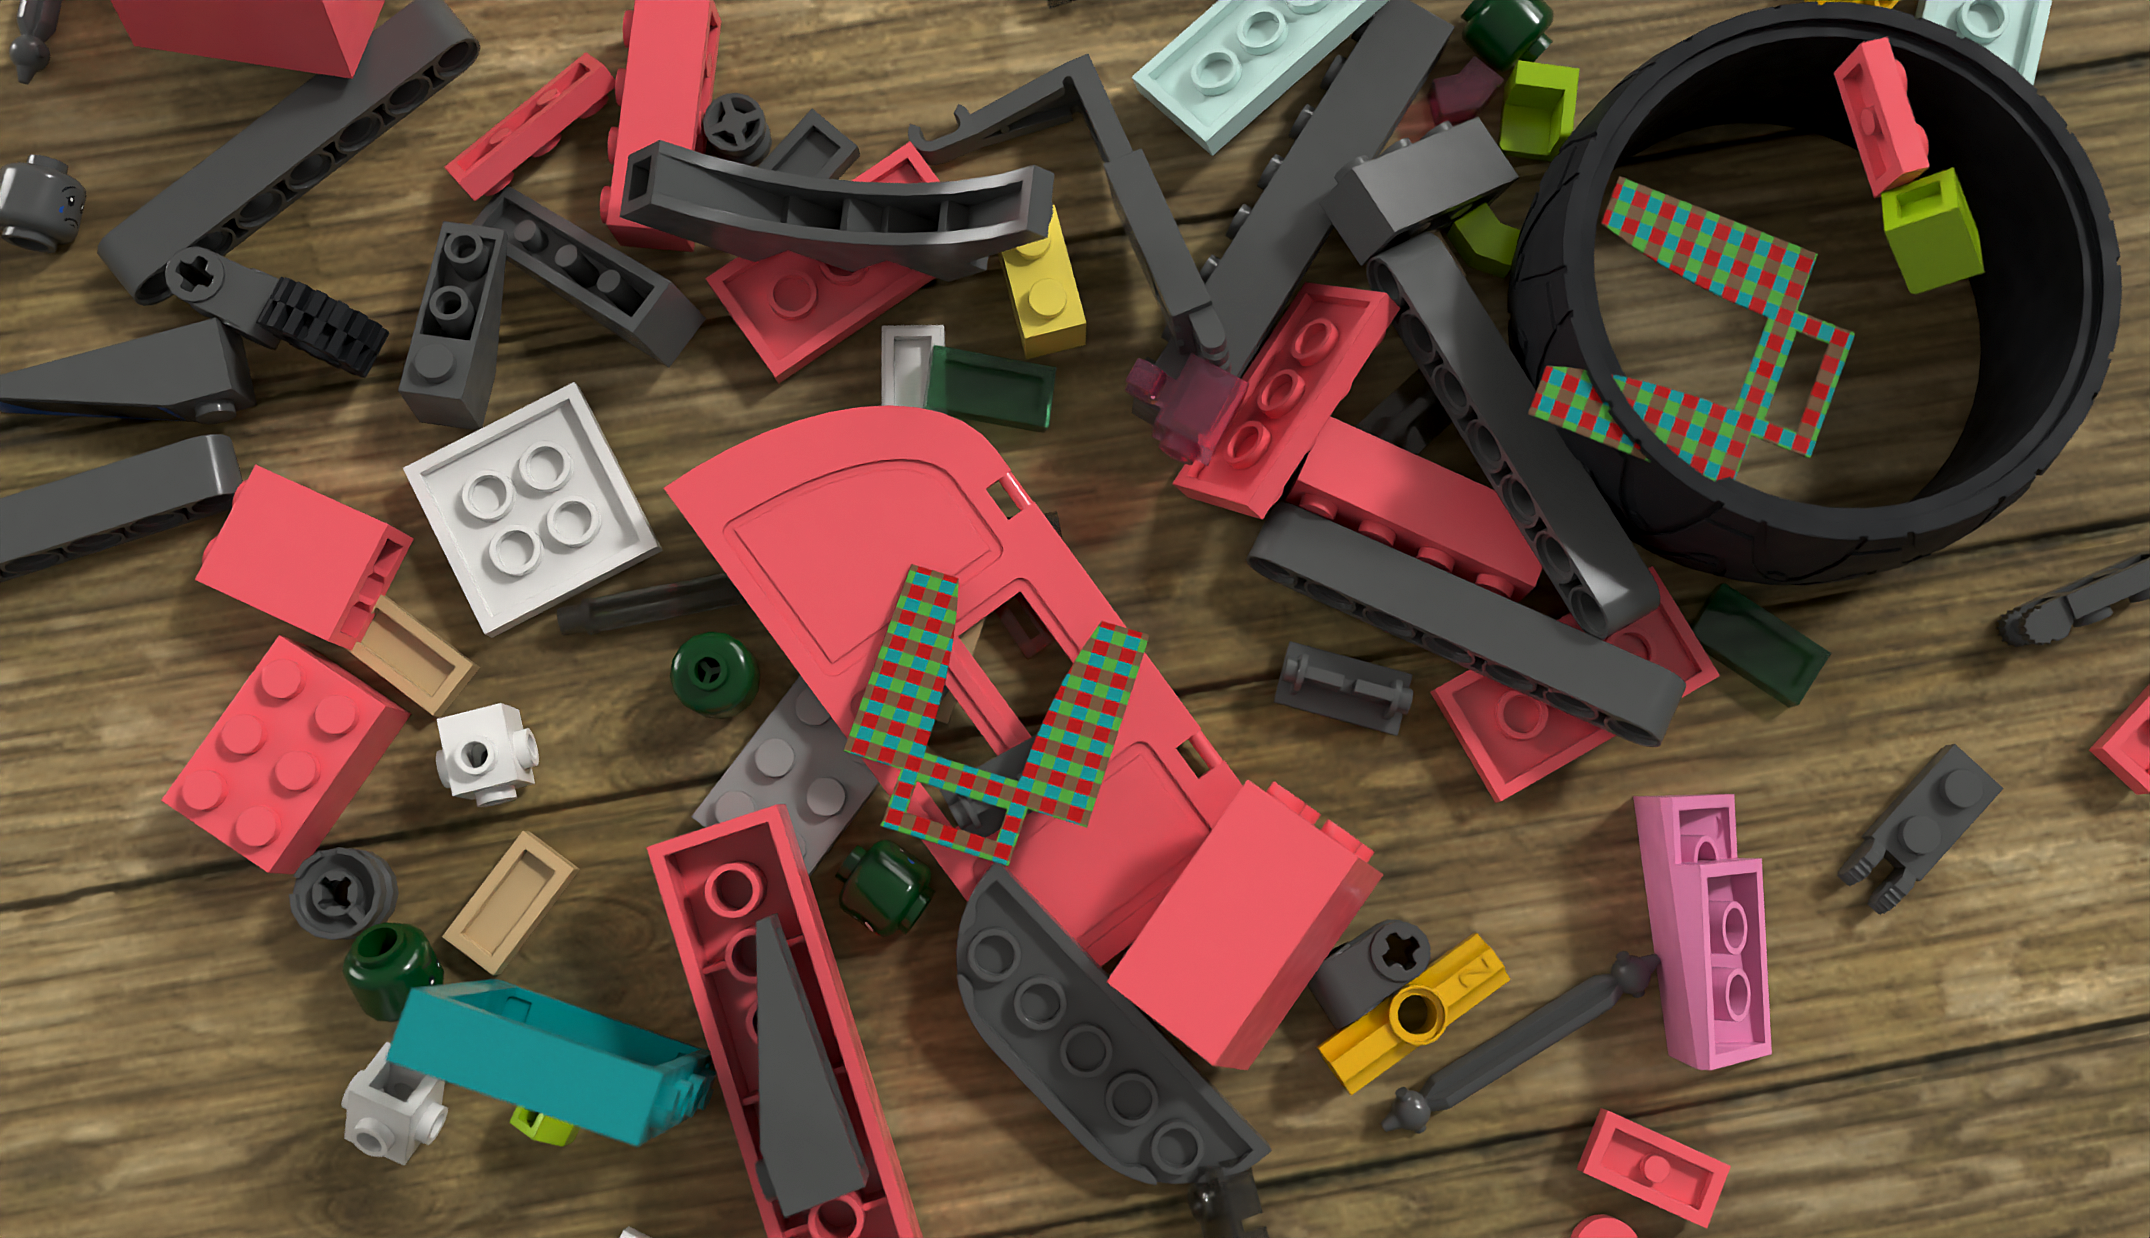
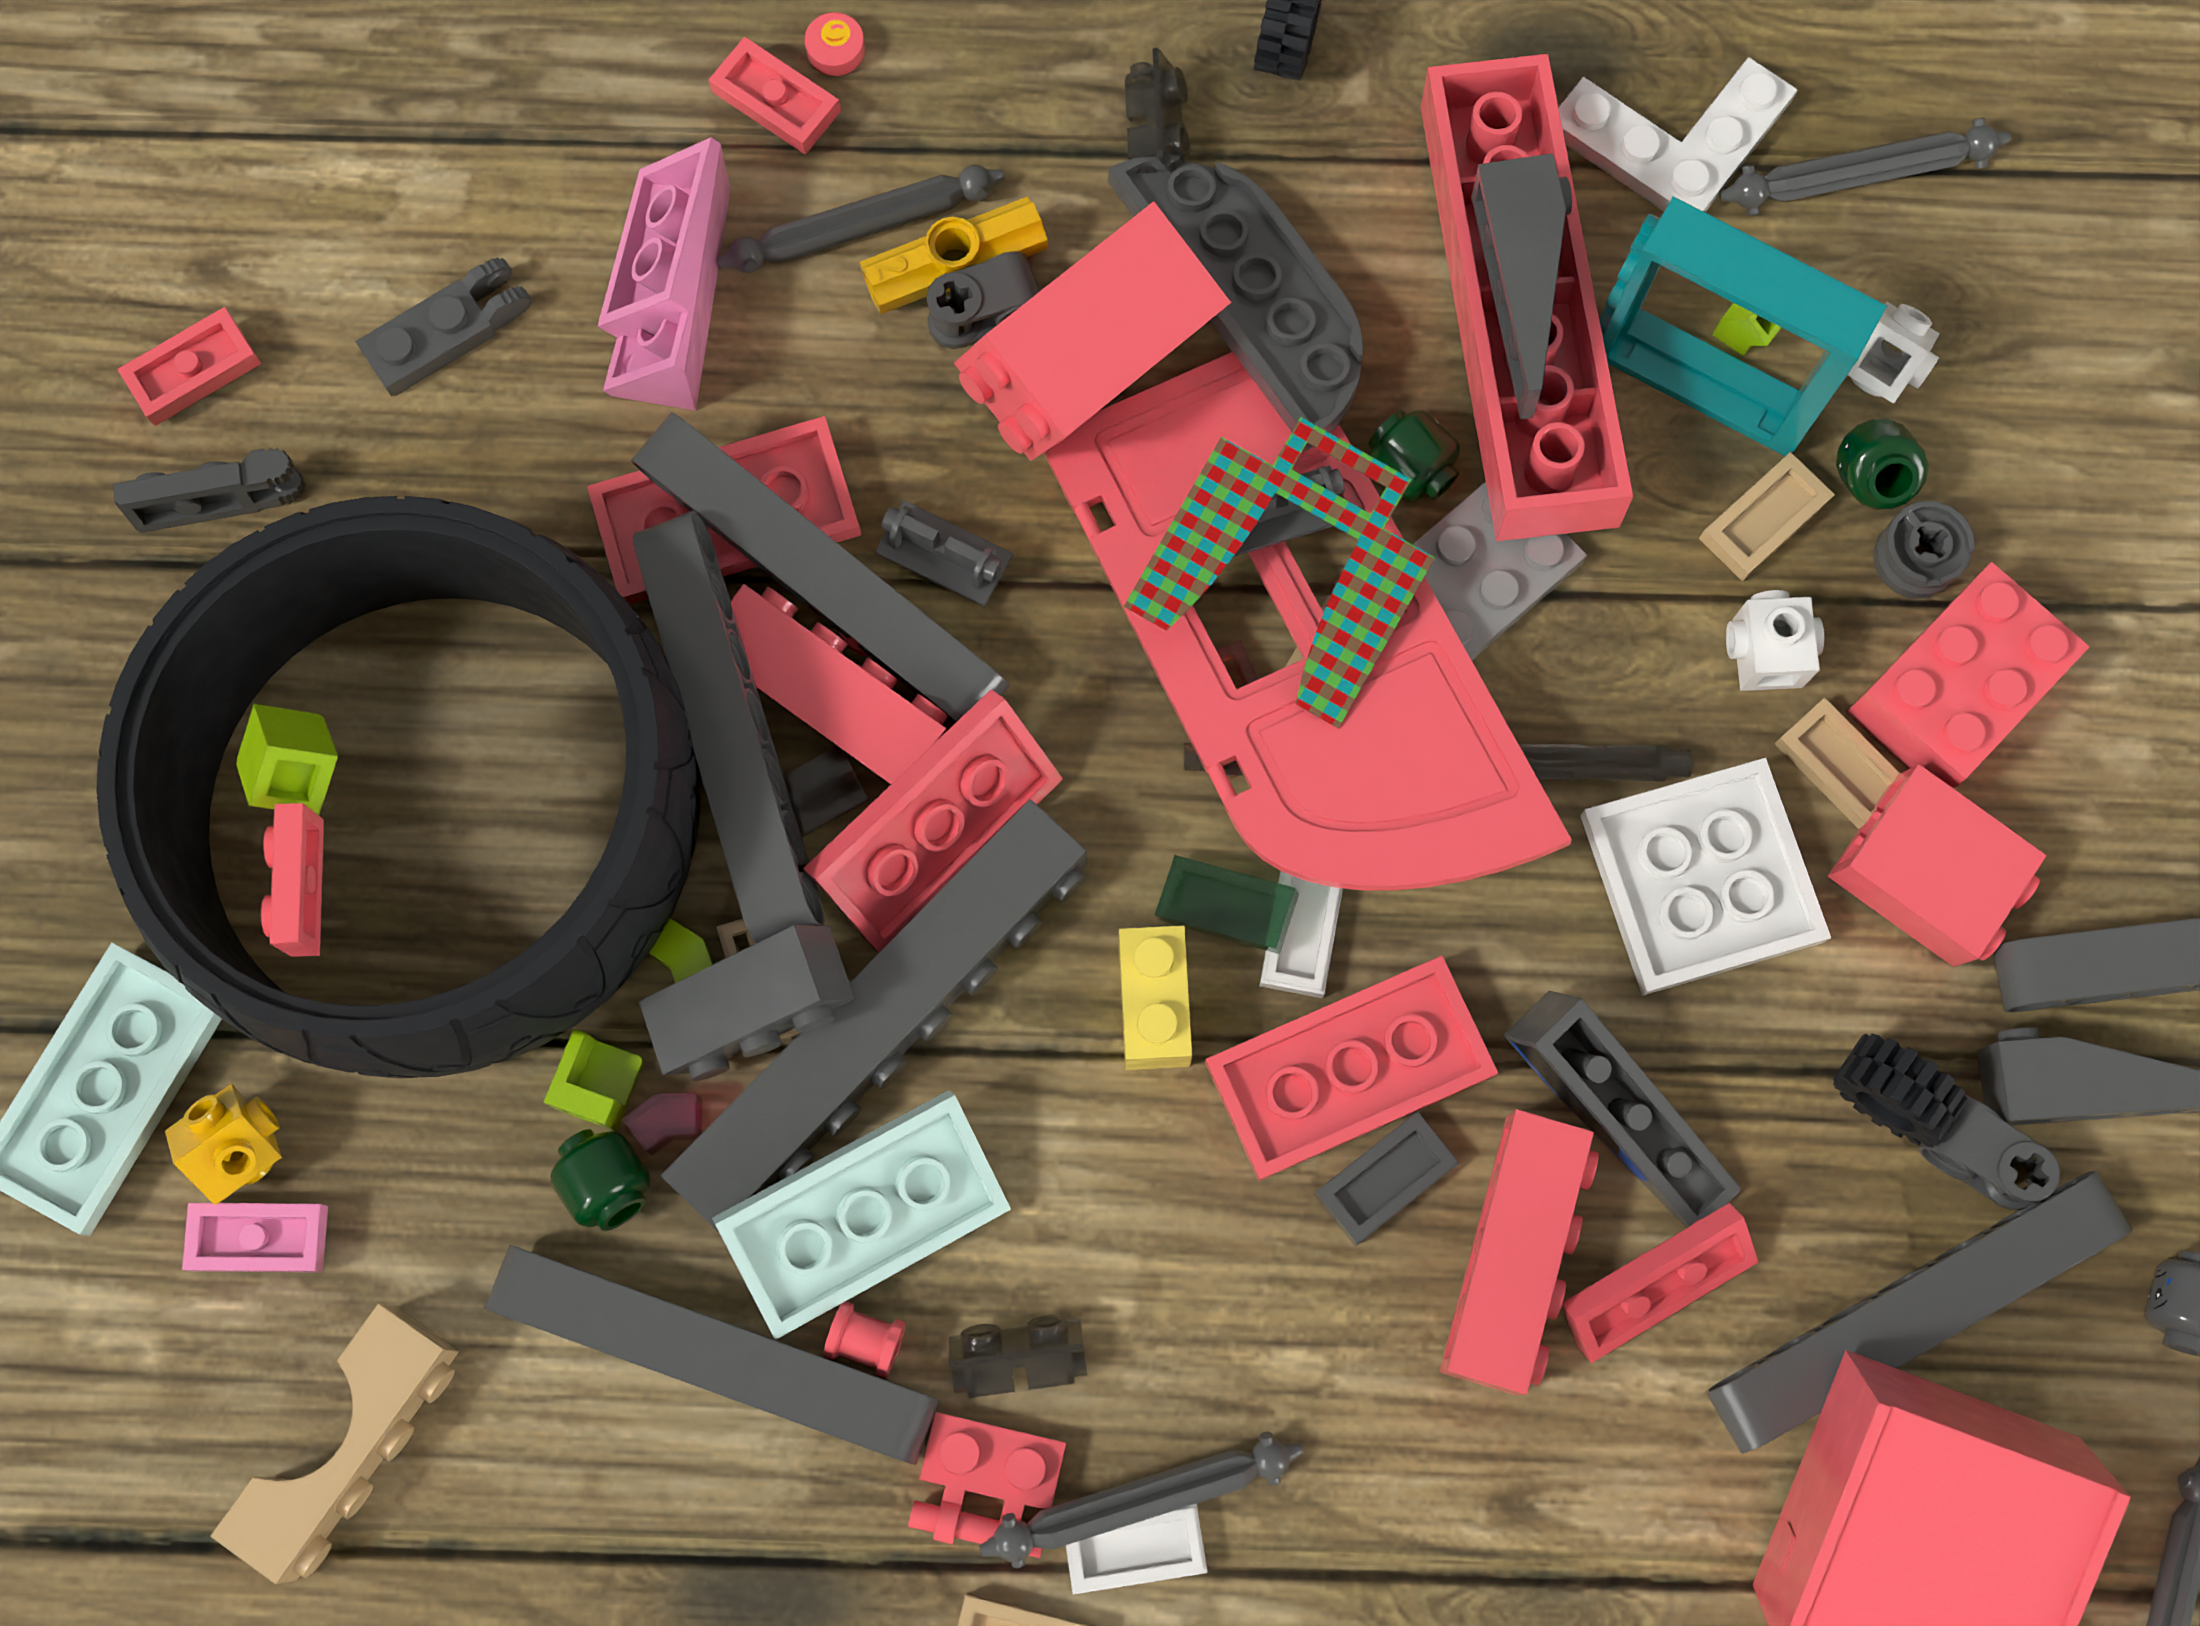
camera: 165 degrees left, 5 degrees down
(457, 328) = (1759, 1073): dark grey slope -> none
(693, 675) = (1545, 671): dark green head -> none
(731, 117) = (1452, 1231): dark grey wheel -> none
(848, 224) = (1352, 1074): dark grey arch -> none
(1133, 188) = (1043, 1063): dark grey hinge -> none
(1193, 408) = (1032, 811): clear pink brick -> none
(1741, 268) = (479, 782): piece -> none
(1758, 645) = (529, 498): clear green tile -> none

